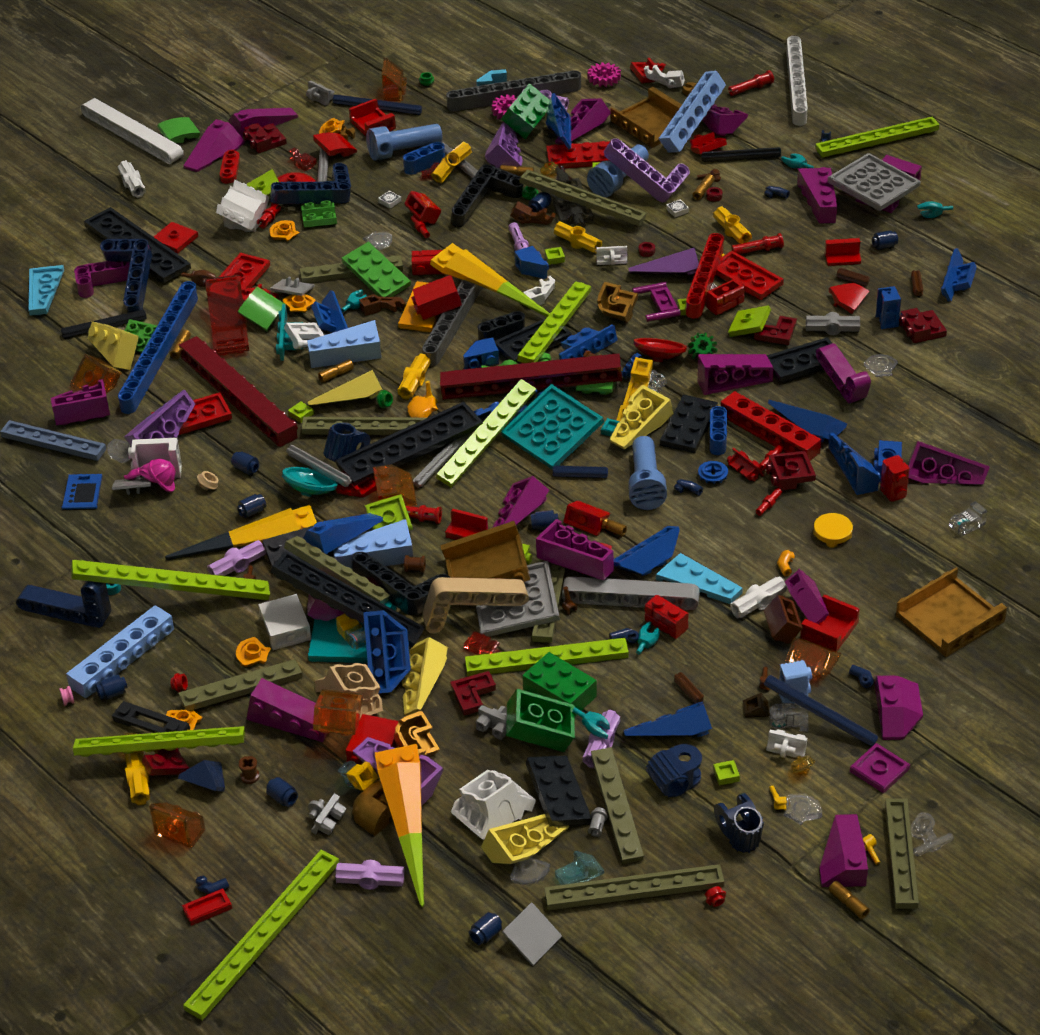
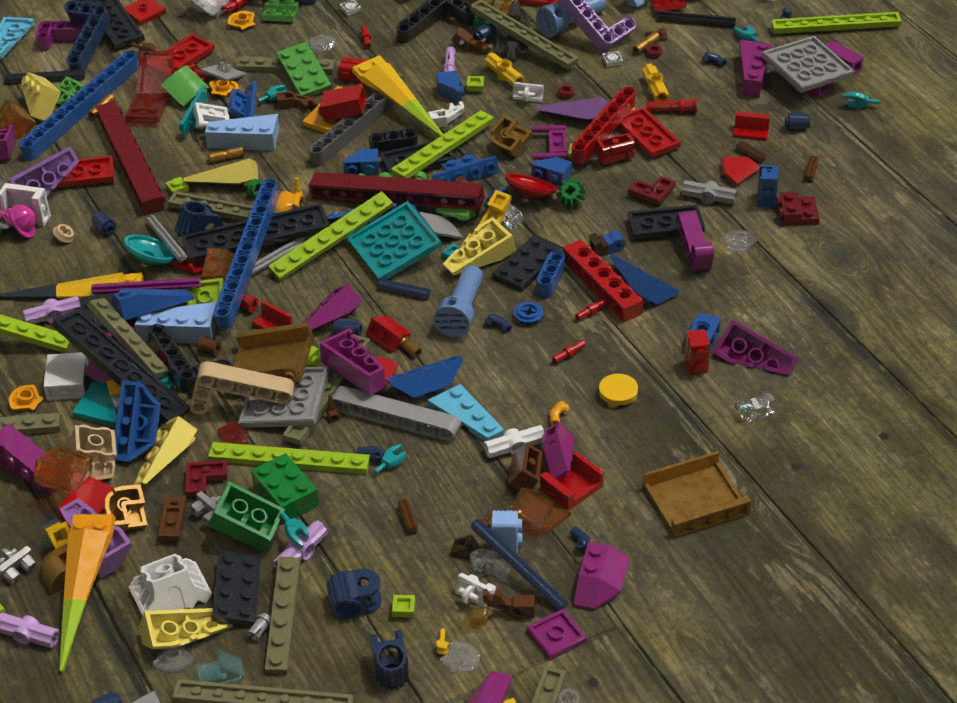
camera: 15 degrees right, 0 degrees up
(251, 505) = (89, 263): dark blue brick -> none
(311, 520) = (172, 284): none -> magenta axle
(414, 376) = (294, 170): yellow piece -> none
(415, 466) = (246, 254): none -> blue beam
(422, 207) = (374, 19): red brick -> none
(461, 738) = (172, 518): none -> reddish brown plate
(590, 402) = (440, 225): none -> light grey piece
(666, 616) = (416, 442): red brick -> none
(672, 328) = (552, 170): none -> blue slope
(686, 721) = (388, 548): blue wedge -> none
(732, 371) = (580, 219): magenta wedge -> none
(741, 459) = (565, 316): red hinge -> none
(749, 321) = (629, 176): lime plate -> none
(758, 390) = (606, 243): none -> leg
(790, 469) = (601, 324): dark red plate -> none
(833, 749) = (518, 605): none -> reddish brown piece
(855, 467) = (667, 335): blue wedge -> none
(958, 276) = (853, 168): blue bracket -> none

